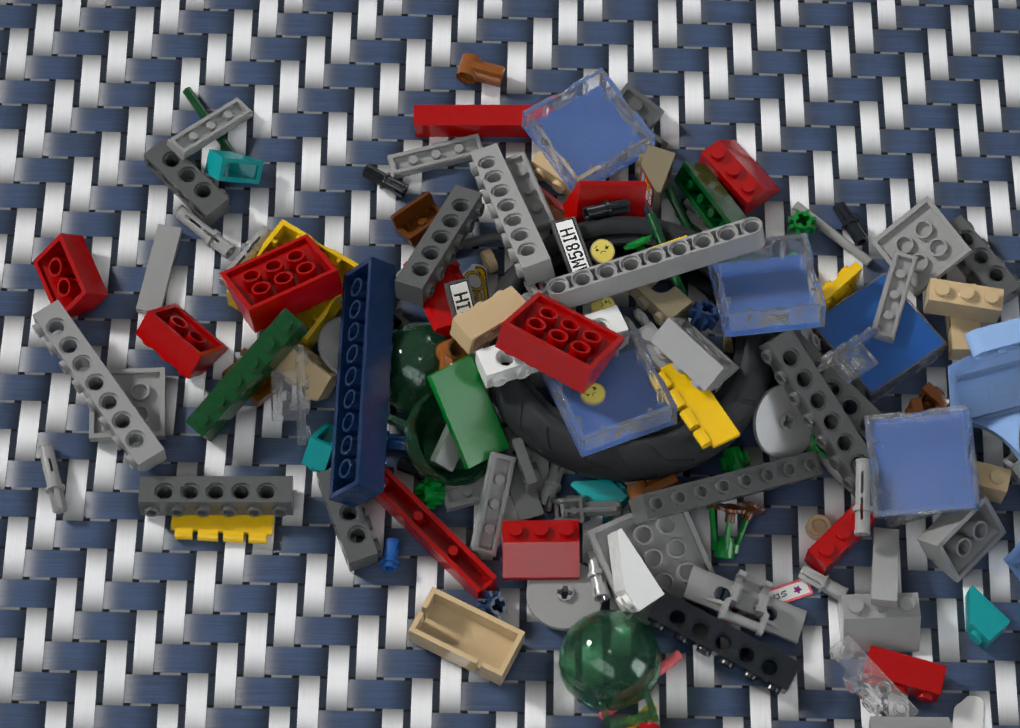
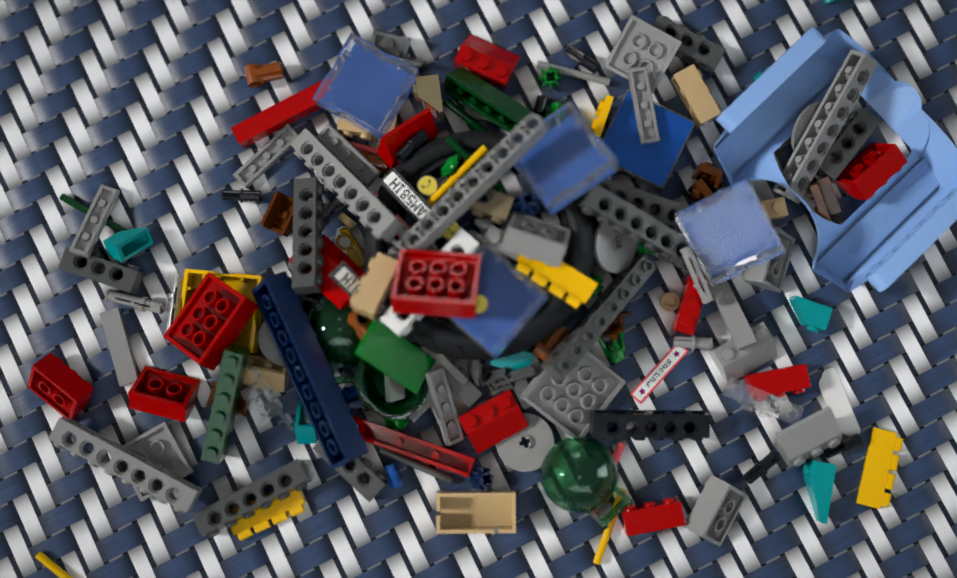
camera: 20 degrees left, 20 degrees up
(54, 488) = (132, 542): light grey axle -> none
(422, 556) = (417, 465): none -> dark grey piece
(597, 577) = (540, 420): light grey pin -> none
(630, 575) = (576, 425): white slope -> none
(747, 597) = (649, 381): light grey piece -> none
(852, 358) = (643, 174): clear bracket -> none
(963, 300) = (694, 84): tan brick -> none

